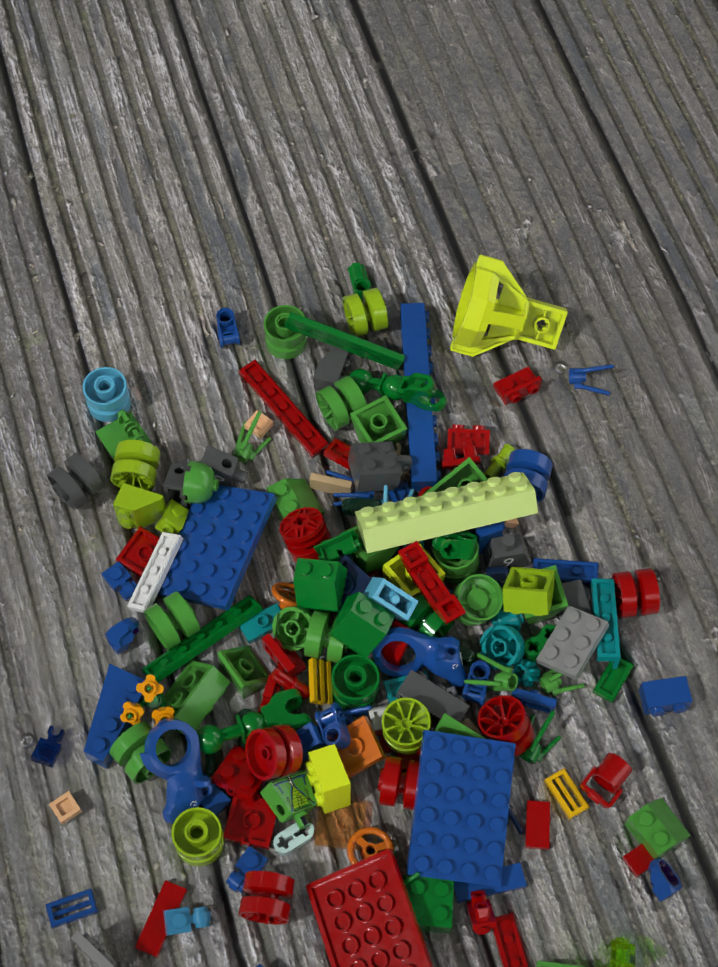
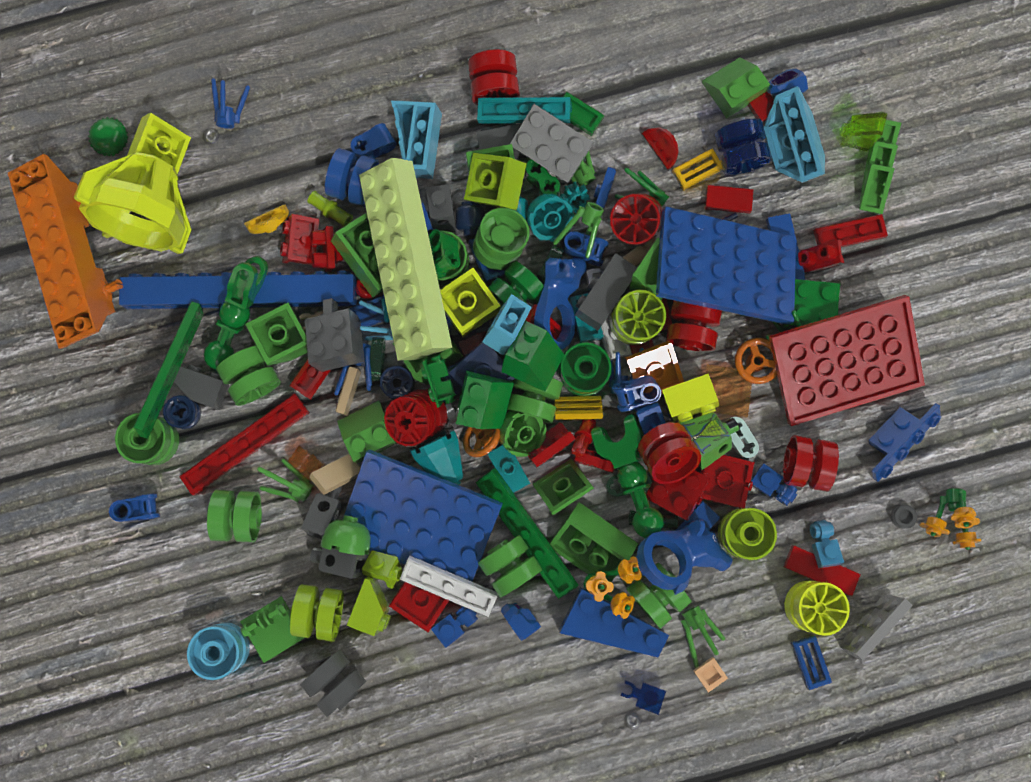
camera: 85 degrees left, 20 degrees up
(117, 791) = (695, 618): none -> bright green plant
(124, 904) = (817, 607): none -> neon yellow wheel
(219, 399) = (234, 516): none -> bright green wheel
(254, 473) = (335, 474): none -> tan tile
(262, 426) = (269, 465): light nougat plate -> none
(266, 456) = (305, 461): none -> clear orange leg
(270, 561) = (440, 456): none -> teal cone
(303, 360) = (190, 416): none -> dark blue wheel
(337, 517) = (396, 373): none -> dark blue wheel
(358, 278) = (83, 352): green piece -> none
(370, 311) = (127, 345): lime wheel -> none
(414, 267) = (54, 227): none -> orange piece
(430, 584) = (490, 281): red slope -> none
(484, 415) = (268, 221): none -> yellow plate
(517, 385) = (232, 182): red bracket -> none
(552, 289) = (108, 136): none -> green hat
(563, 494) = (374, 142): none -> blue piece
(570, 570) = (459, 143): blue tile -> none
(571, 531) = (418, 134): none -> medium azure wedge
(587, 757) = (663, 144): none -> red plate
(591, 830) = (743, 147): none -> clear blue wheel
(607, 888) = (794, 137): none -> medium azure wedge
(610, 776) = (683, 123): red piece -> none
(665, 696) = (601, 63): blue brick -> none

